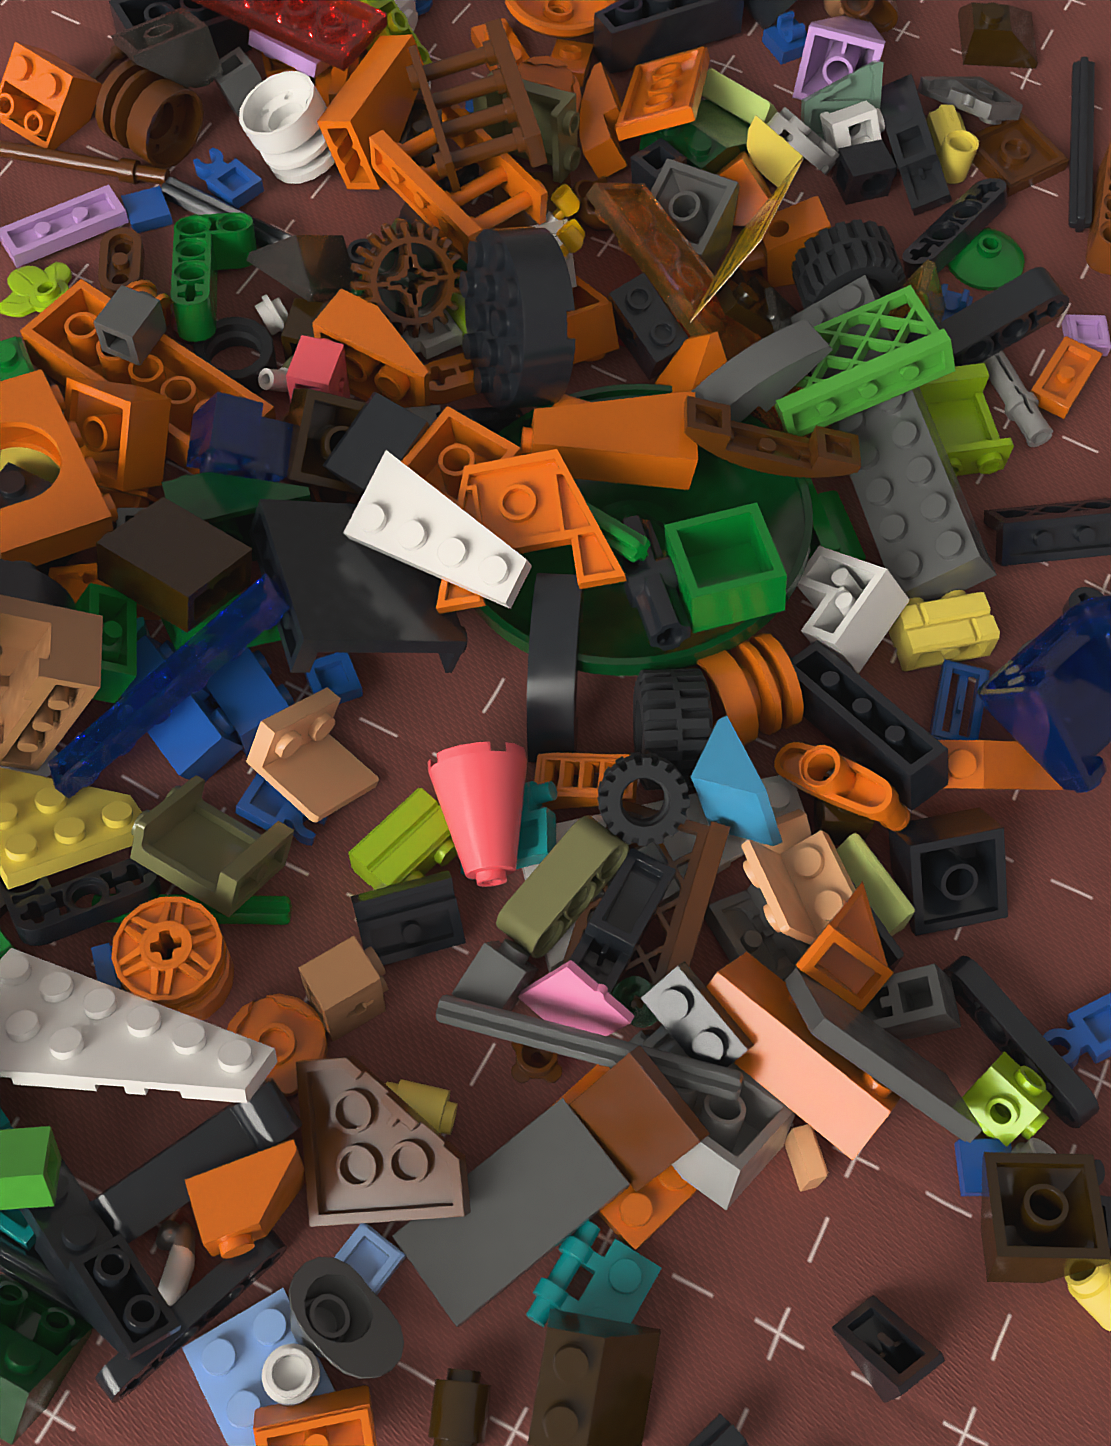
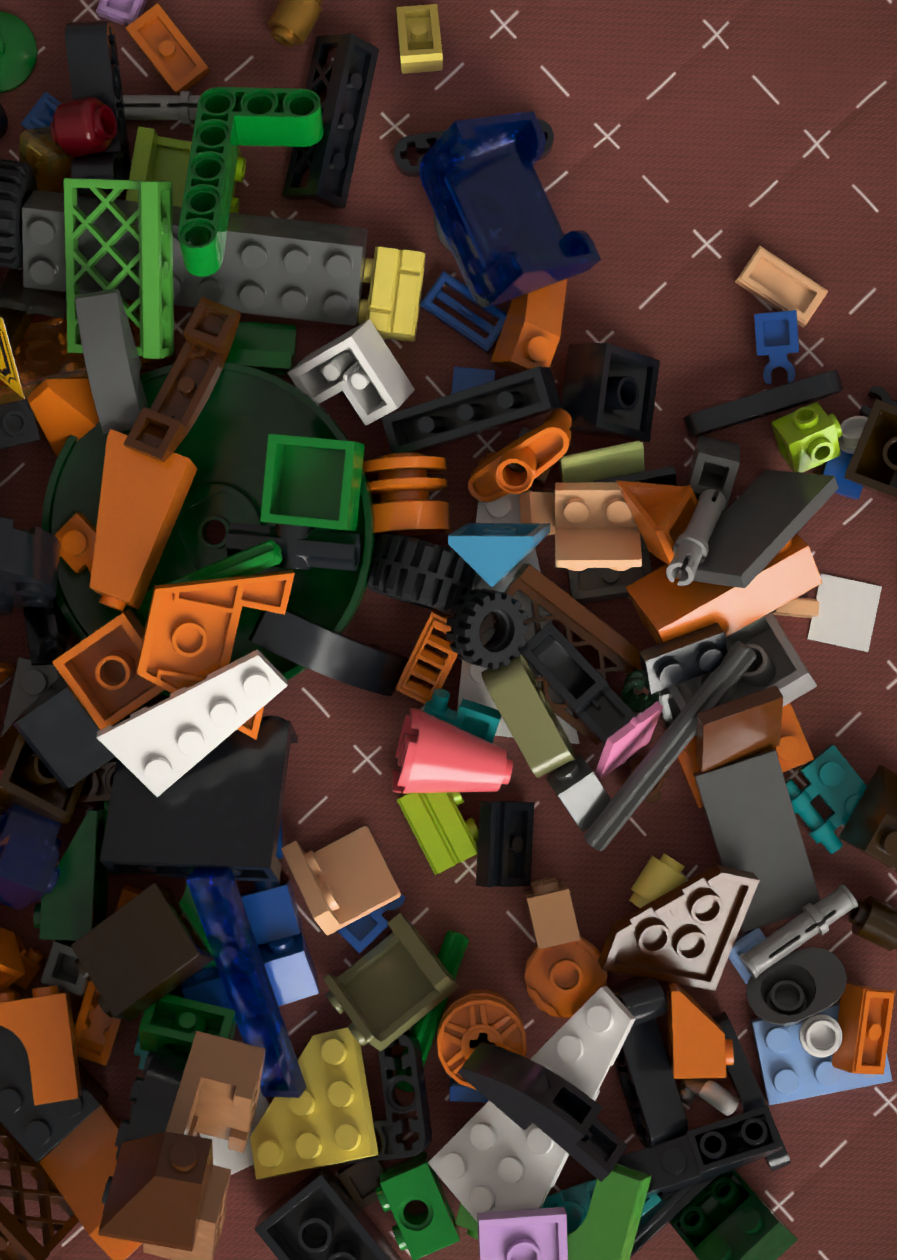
camera: 65 degrees left, 25 degrees up
(113, 1027) = (539, 1096): none -> black slope
(468, 1344) = (810, 922): none -> light grey pin
(823, 1231) = (845, 612): none -> white sticker
(830, 972) = (692, 546): none -> light grey pin
(962, 306) = (83, 126): none -> dark red head
(998, 415) = (222, 123): none -> green beam

